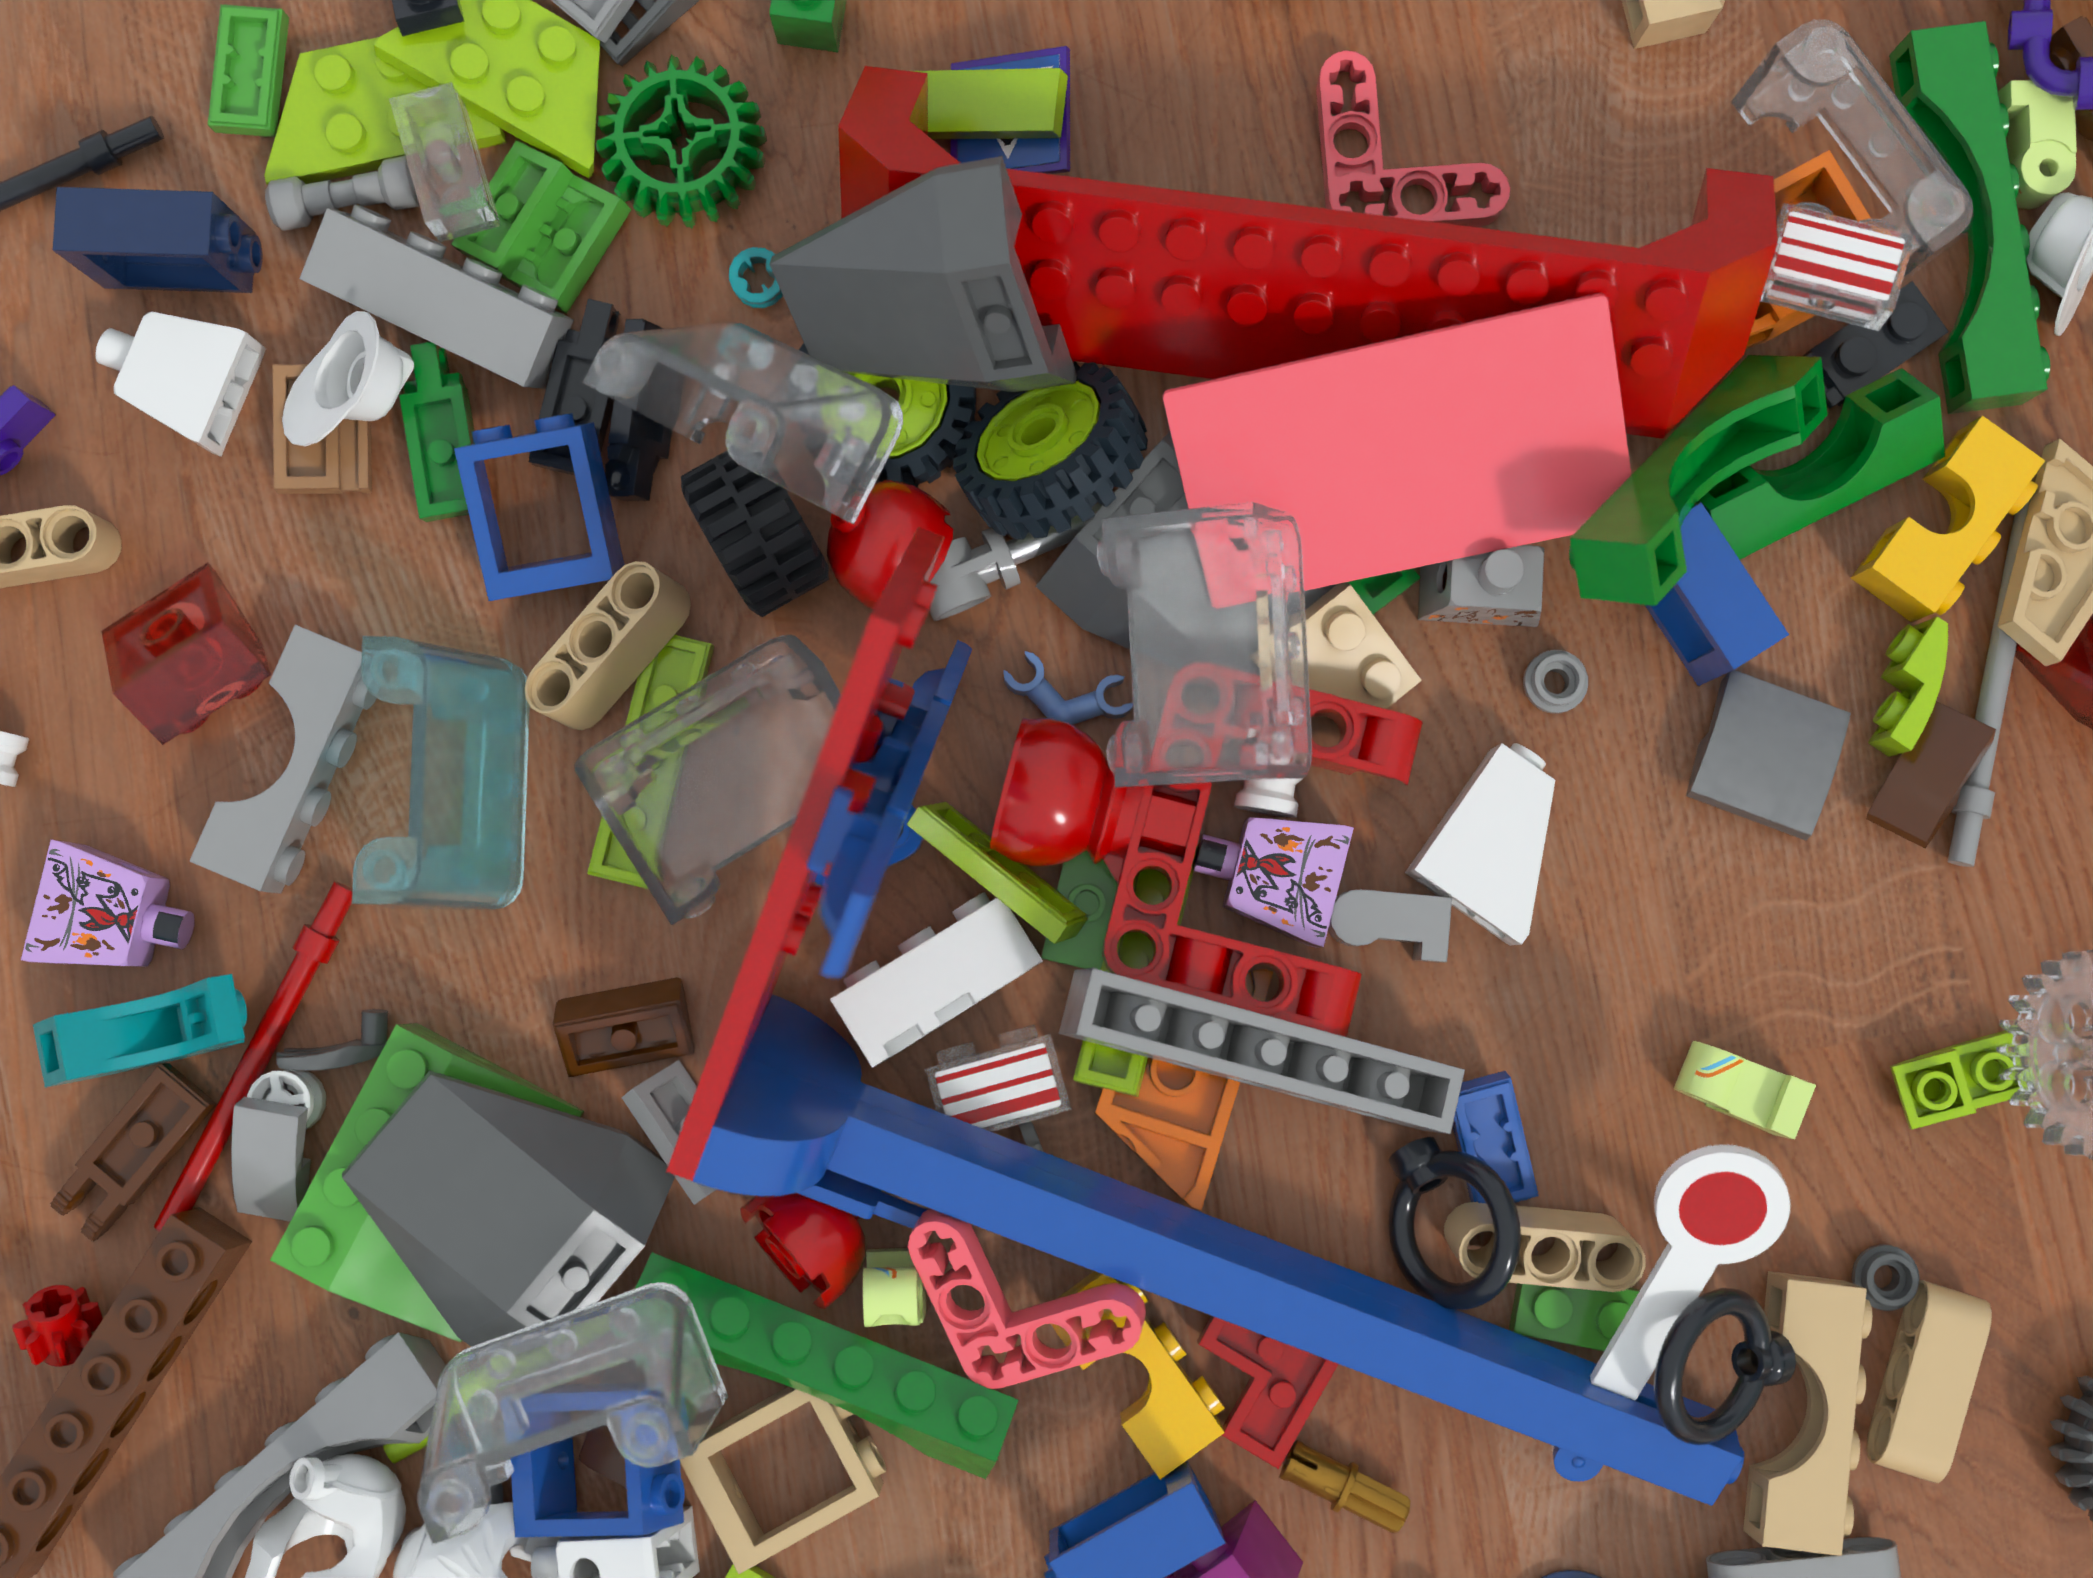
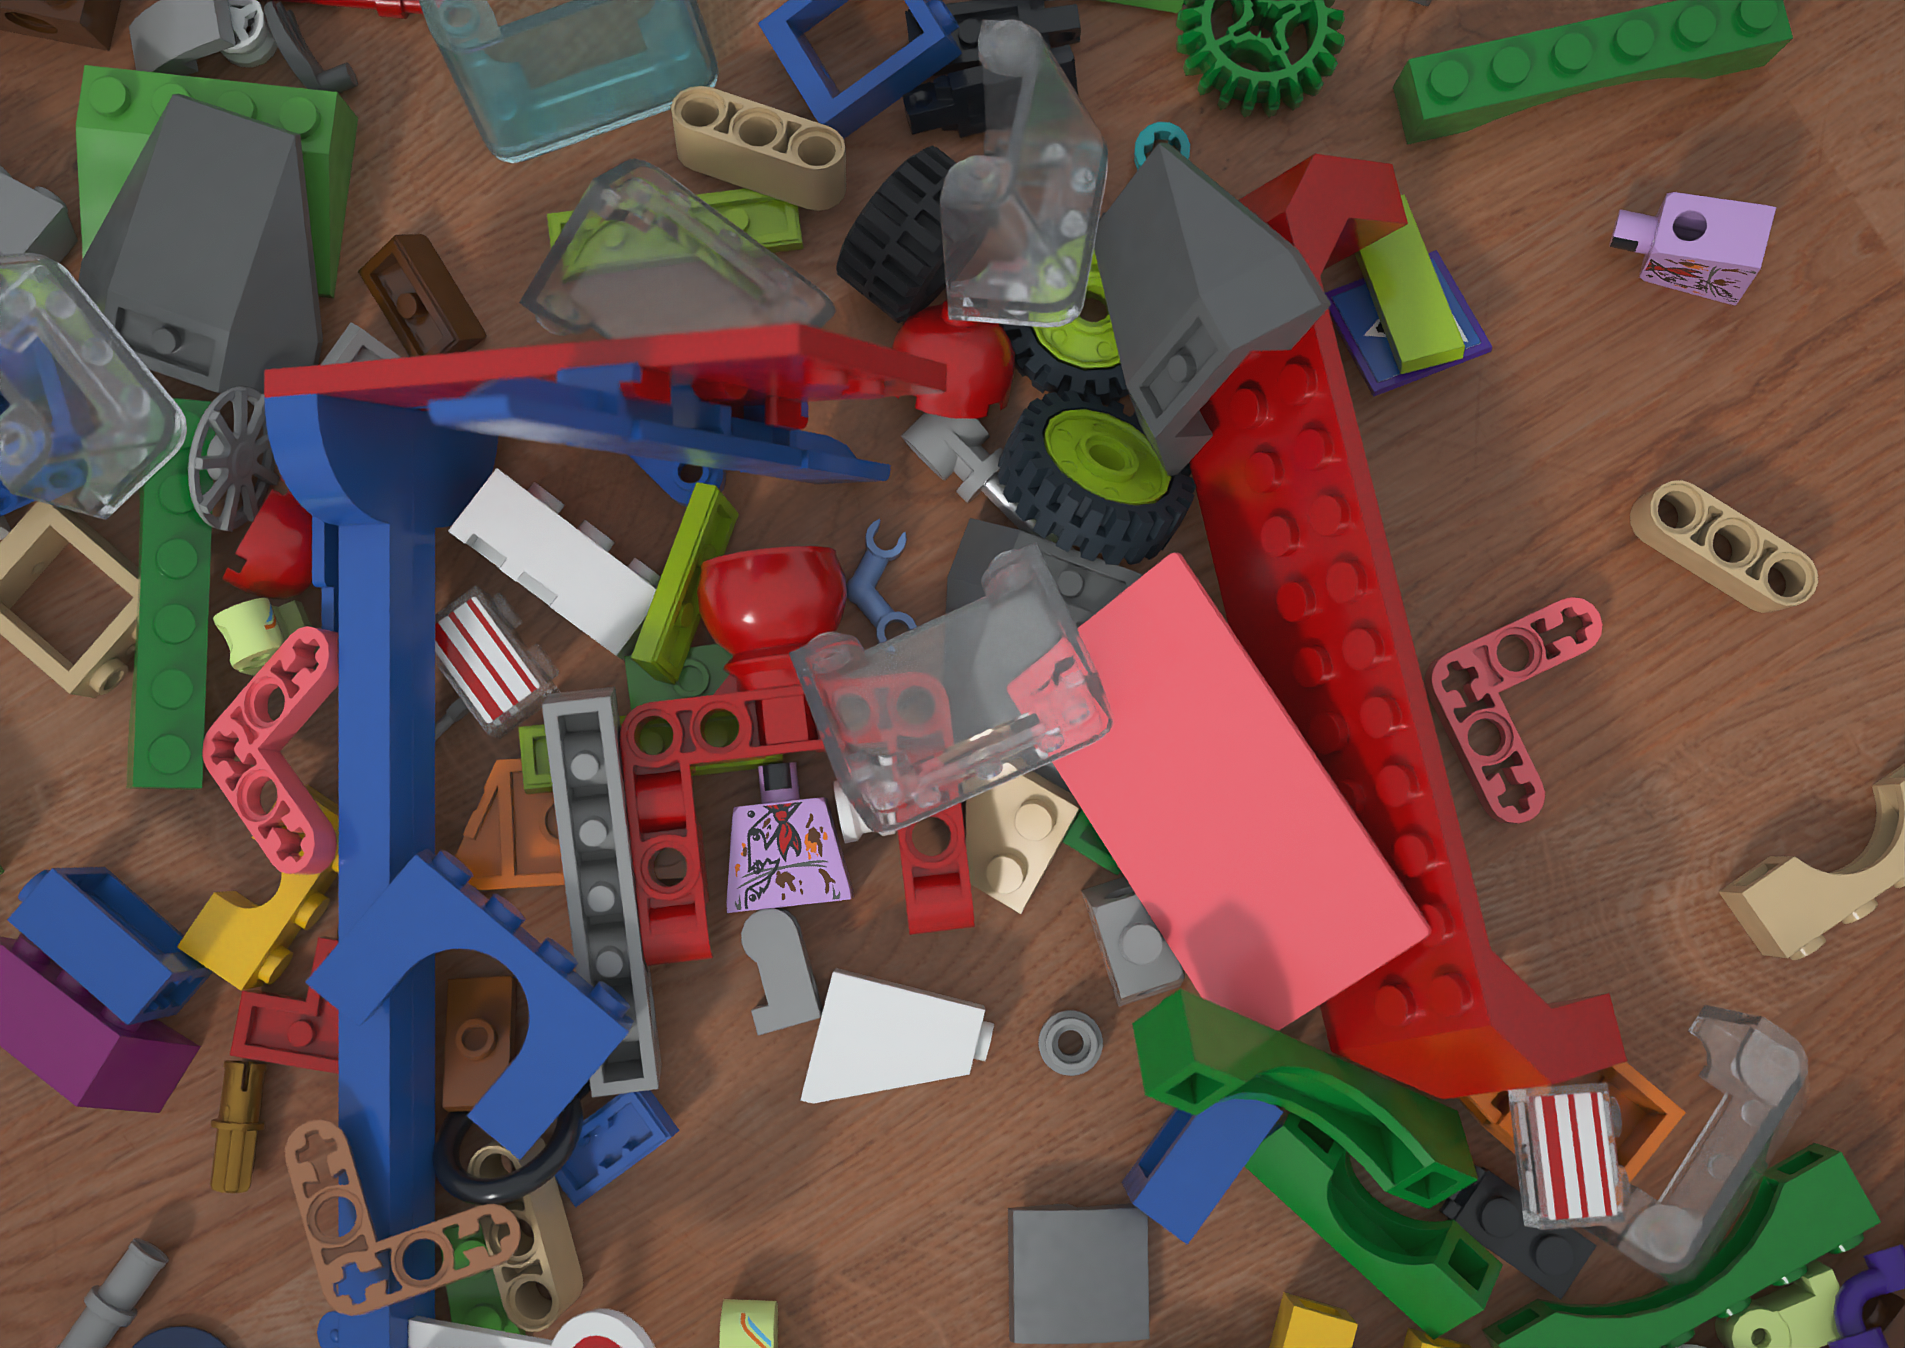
camera: 65 degrees right, 0 degrees up
(713, 1254) = (232, 460): none -> light grey wheel
(1233, 1206) = (437, 910): none -> blue arch
(1355, 1228) = (477, 1037): none -> dark orange plate
(1510, 1394) = (361, 1243): none -> nougat beam

